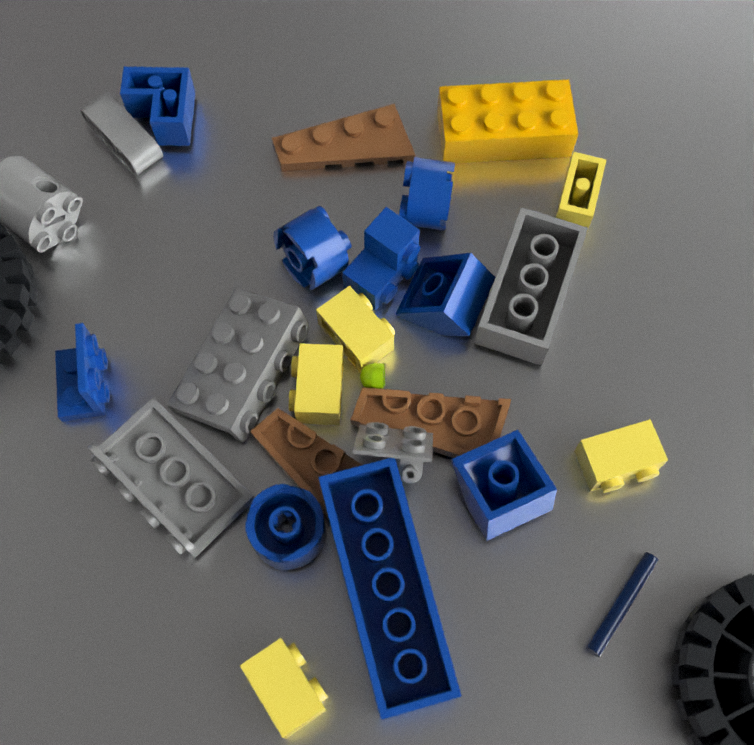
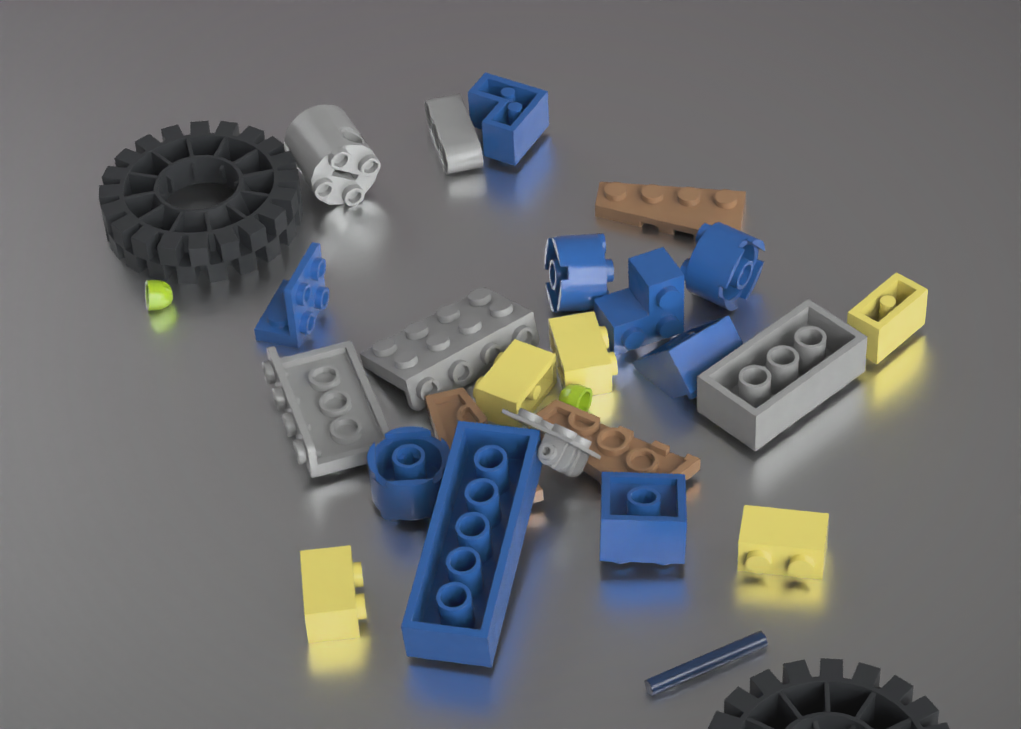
camera: 30 degrees right, 25 degrees down
(506, 121) = (850, 236): yellow brick -> none

